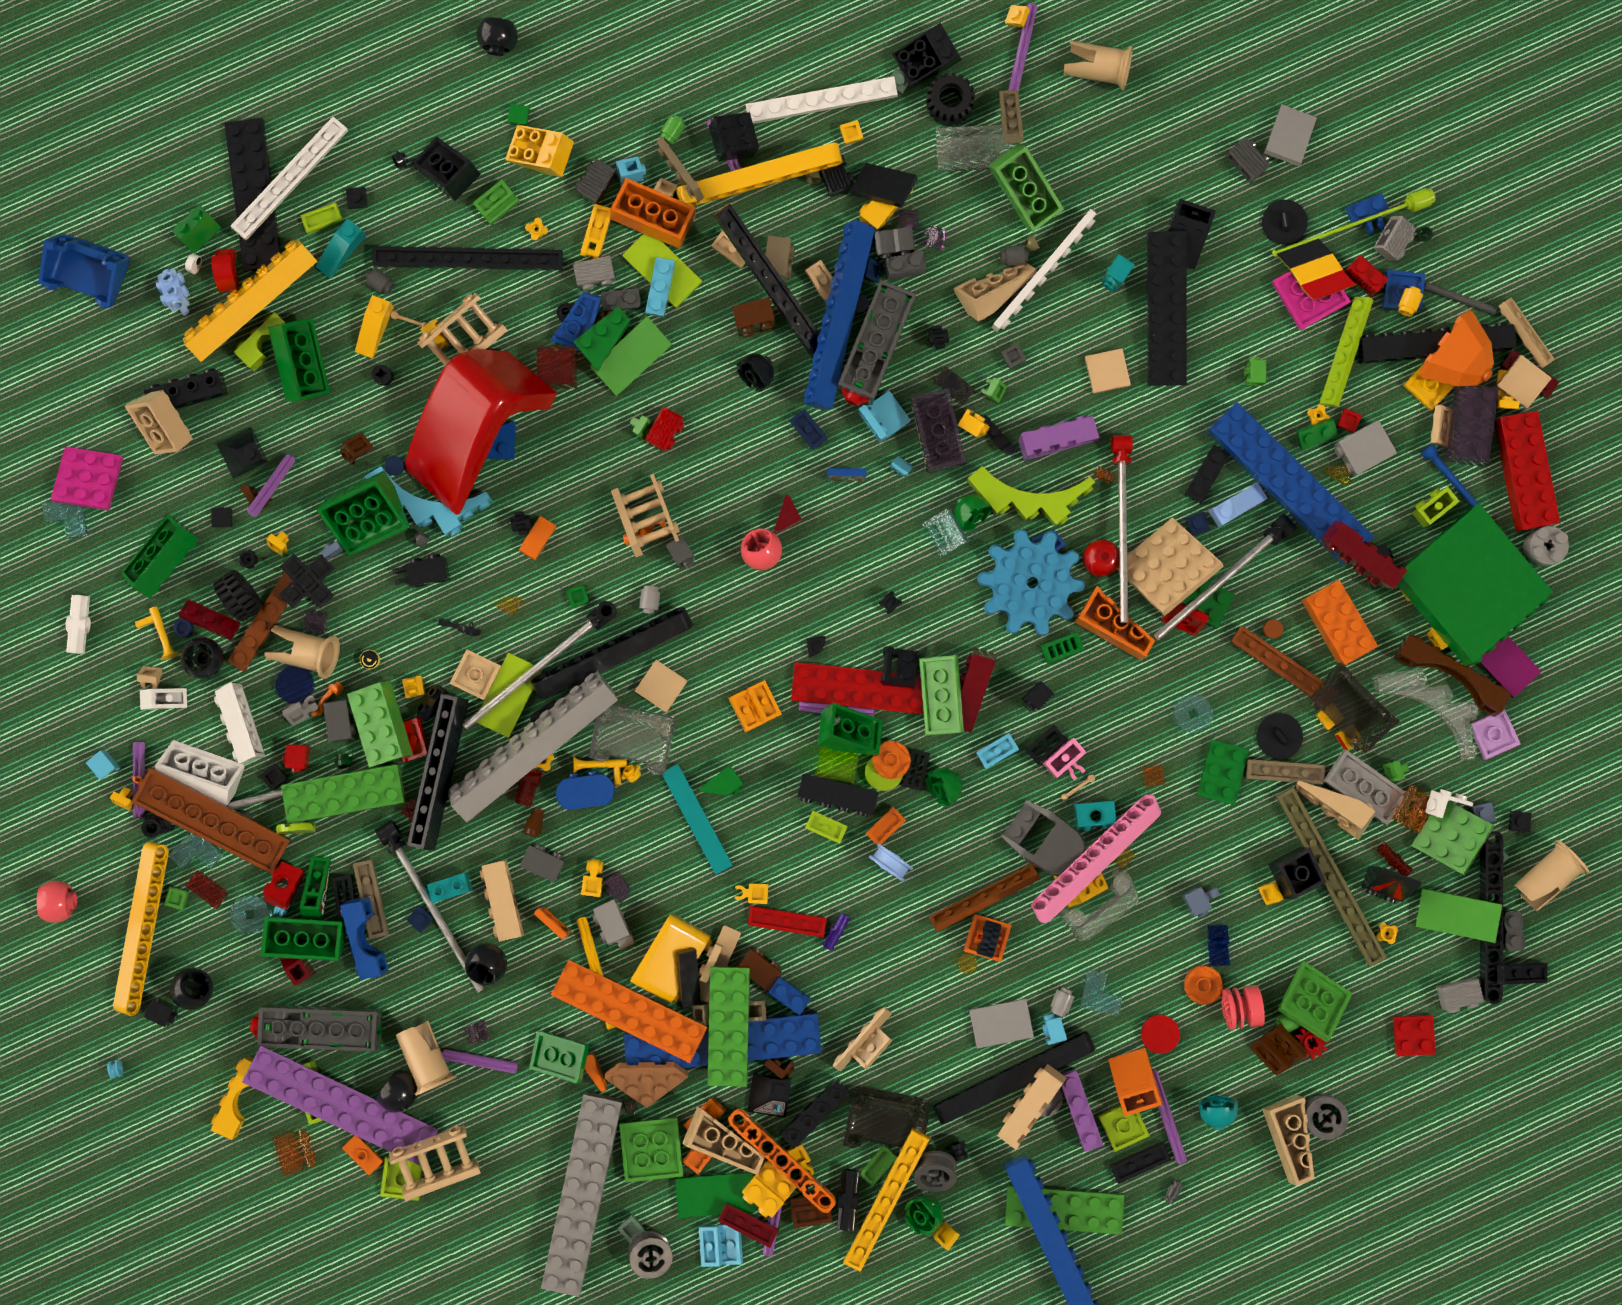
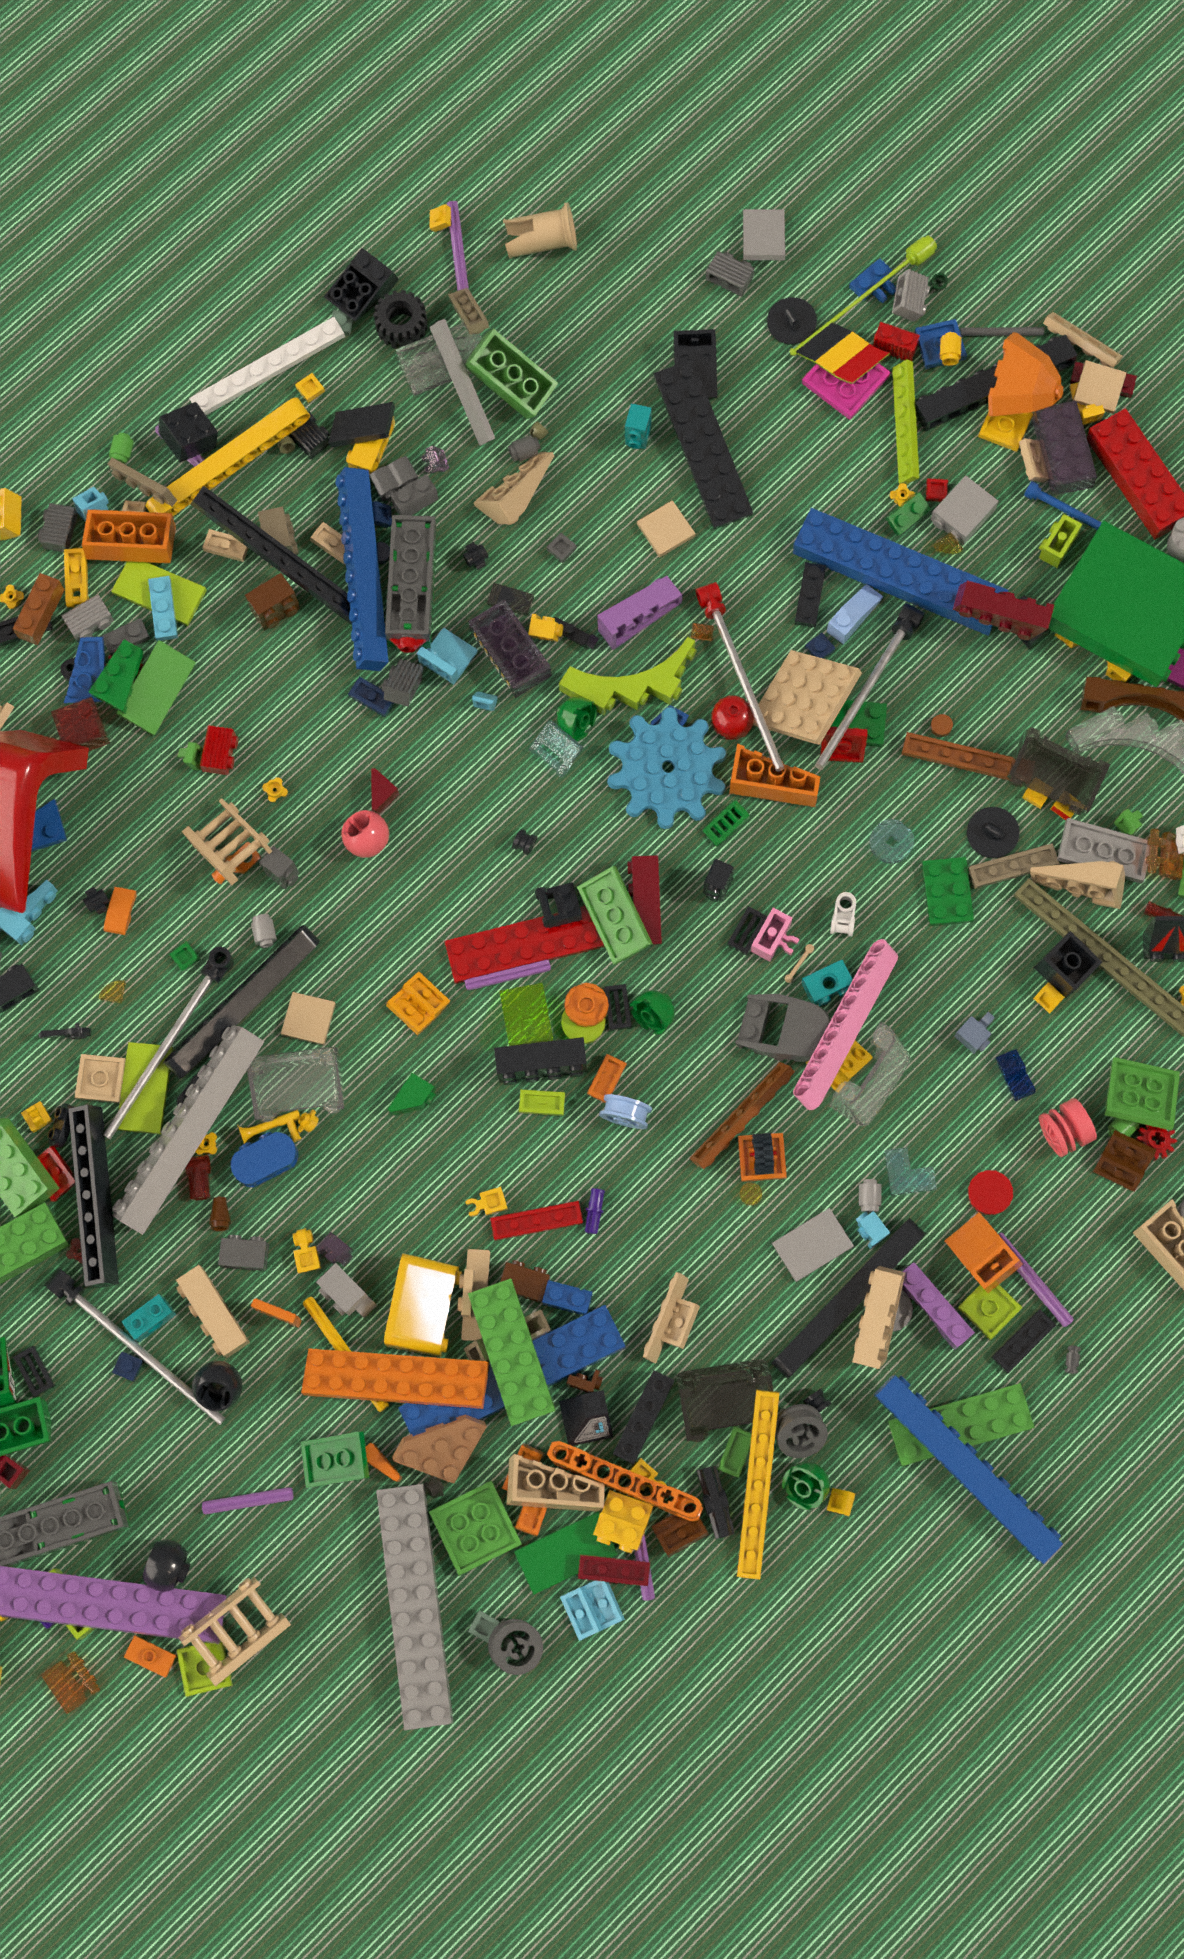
camera: 15 degrees left, 10 degrees down
(368, 960) = (83, 1431): blue arch -> none
(369, 887) = (65, 1364): dark tan plate -> none
(424, 1057) = (184, 1517): tan piece -> none
(477, 1032) = (233, 1467): tile -> none
(555, 251) = (38, 609): none -> dark orange brick
(688, 977) = (448, 1317): black tile -> none
(697, 819) = (397, 1146): teal tile -> none
(700, 475) = (270, 785): none -> yellow plate
(756, 370) = (294, 656): black cylinder -> none
(815, 645) = (460, 916): black tile -> none
(838, 429) = (402, 682): none -> dark grey brick
(846, 474) = (429, 725): blue tile -> none
(849, 731) = (529, 988): green slope -> none
(908, 218) = (401, 449): tile -> none
(982, 179) = (462, 382): none -> light grey tile
(995, 390) = (554, 587): bright green tile -> none
(997, 751) = (697, 955): medium azure plate -> none
(1050, 265) = (559, 461): white plate -> none
(1125, 857) = (876, 1016): clear yellow tile -> none
(1129, 763) = (844, 919): none -> white piece
(1153, 776) = (875, 922): clear orange tile -> none
(1203, 985) = (1016, 1123): orange tile -> none
(1218, 1111) = (1086, 1251): teal cylinder -> none
(1255, 372) = (820, 475): bright green brick -> none
(1339, 623) = (1008, 692): orange brick -> none

